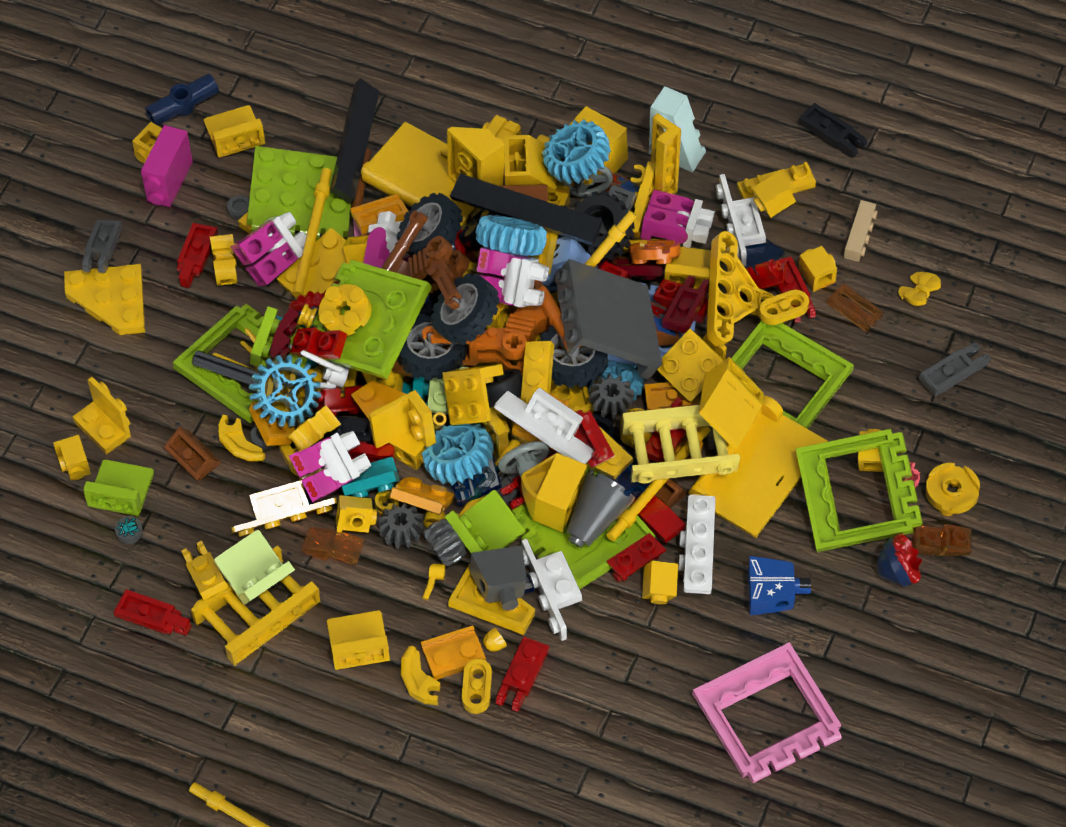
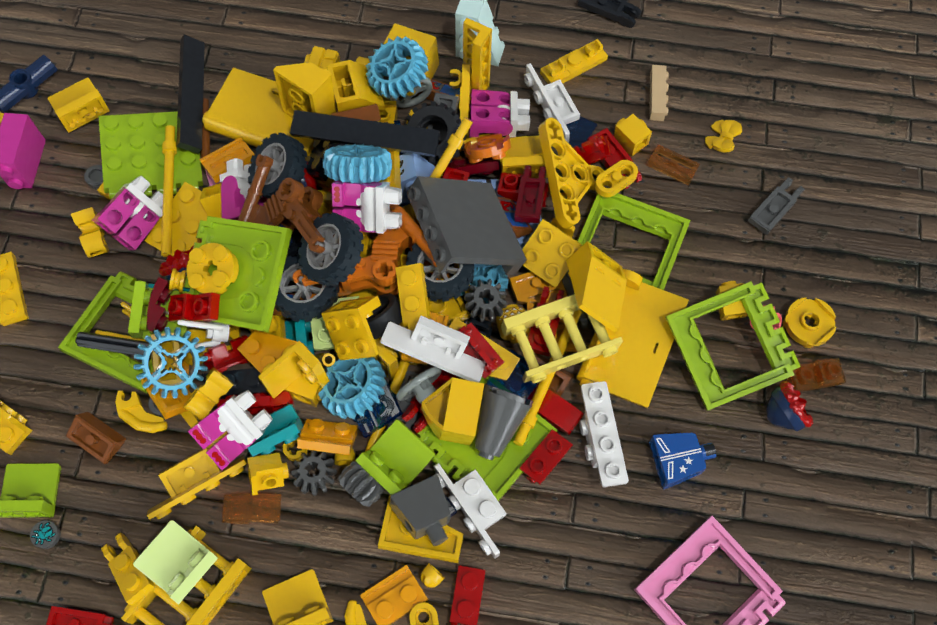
camera: 15 degrees left, 10 degrees up
(195, 253) = (61, 230): red hinge -> none
(436, 572) = (358, 514): yellow hand -> none
(660, 582) = (575, 480): yellow brick -> none
(773, 195) = (578, 74): yellow brick -> none

